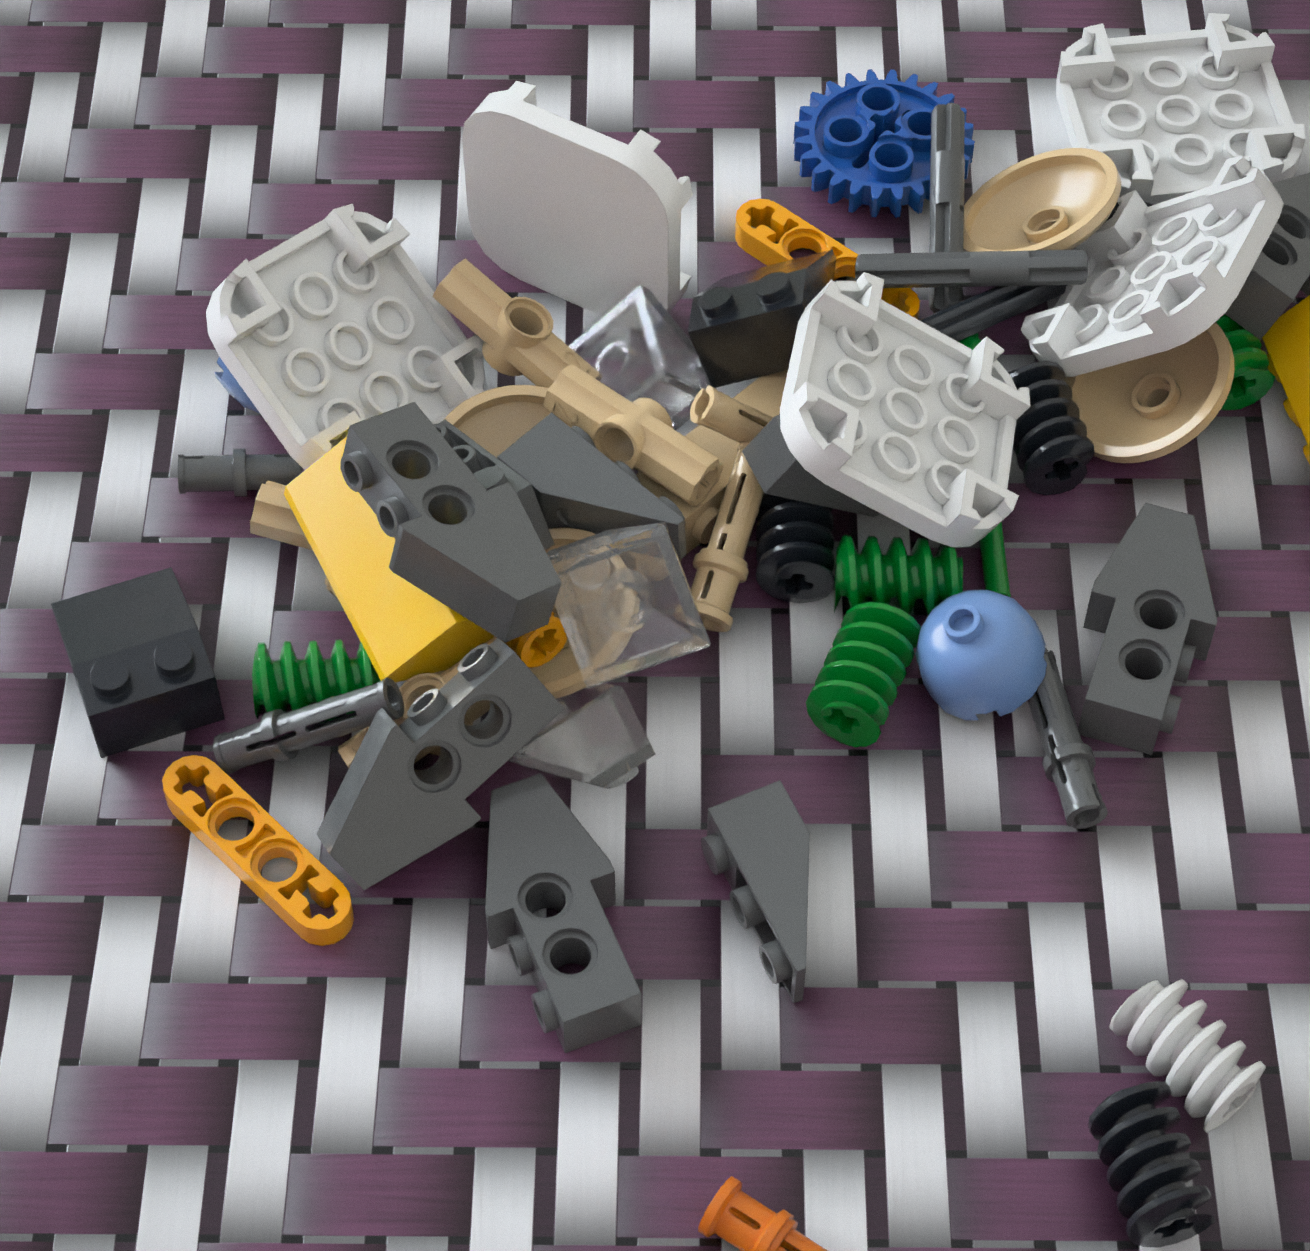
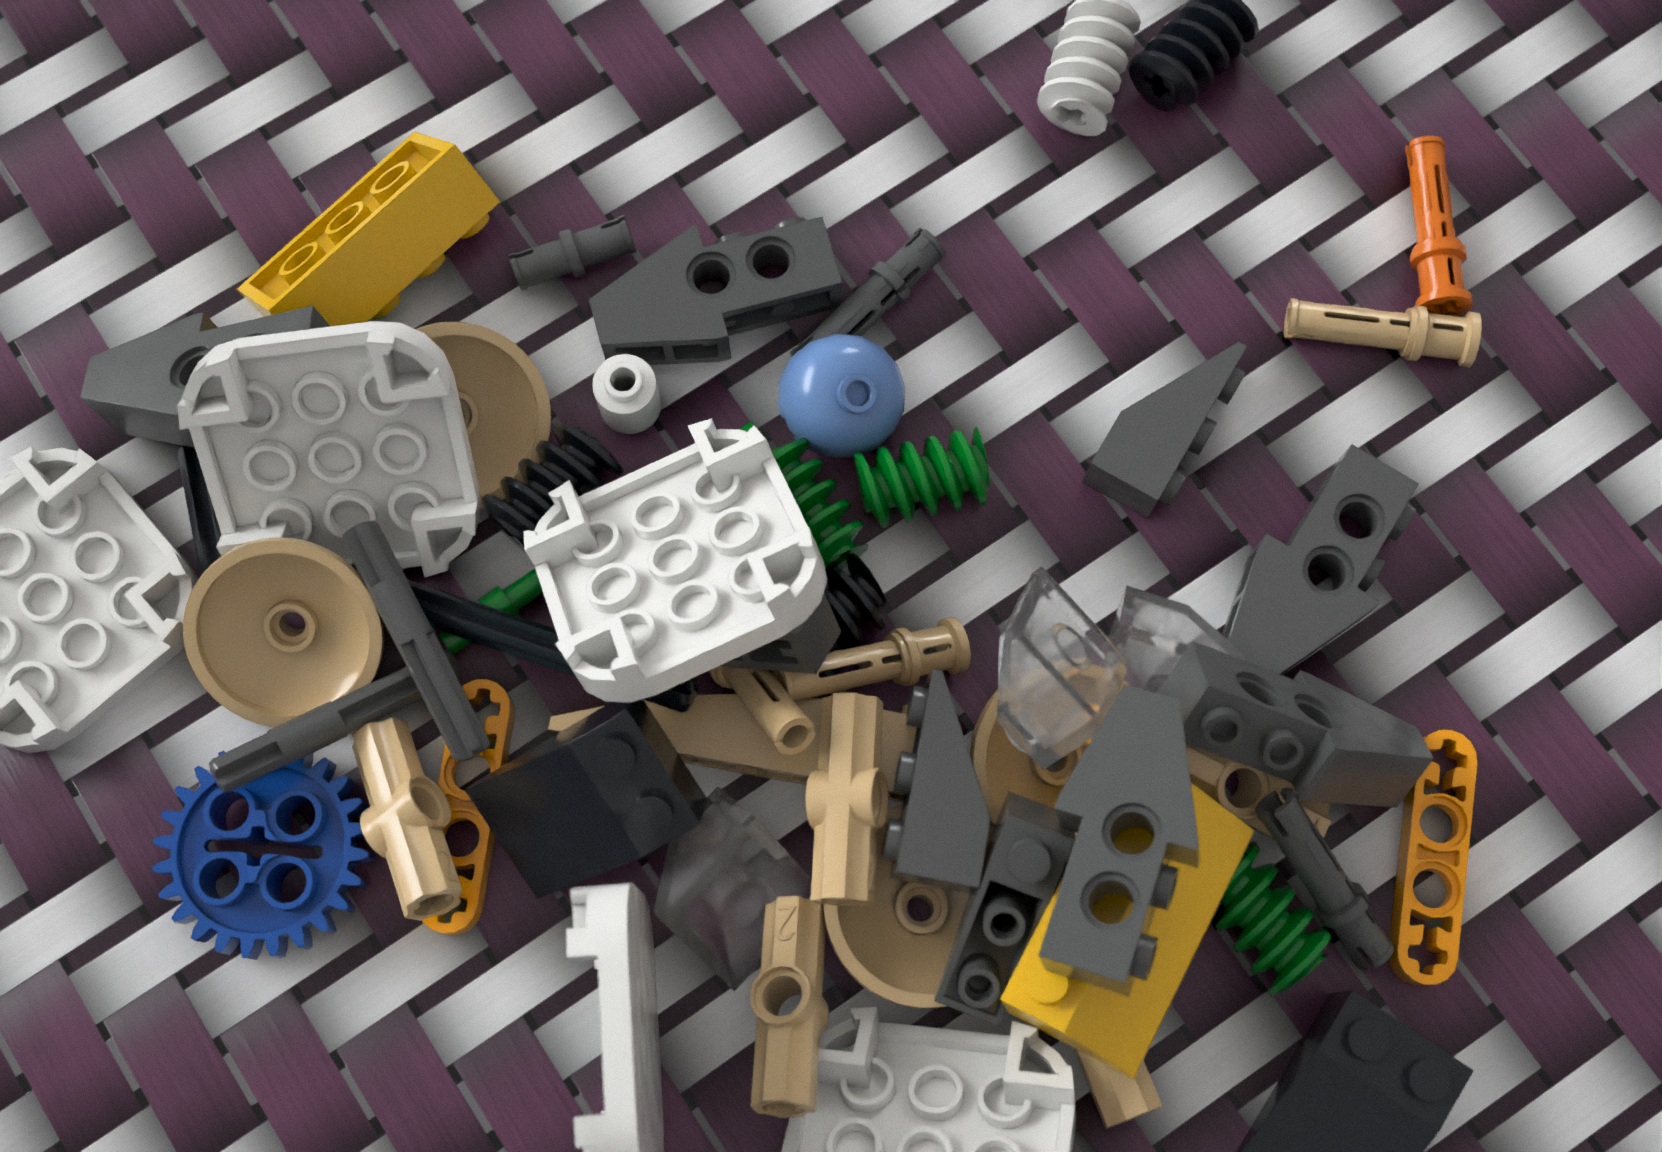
camera: 125 degrees left, 20 degrees up
(715, 1155) = (1412, 332): none -> tan pin
(807, 198) = (406, 819): none -> tan piece
(1089, 510) = (627, 393): none -> white brick
(1258, 554) = (572, 252): none -> dark grey pin

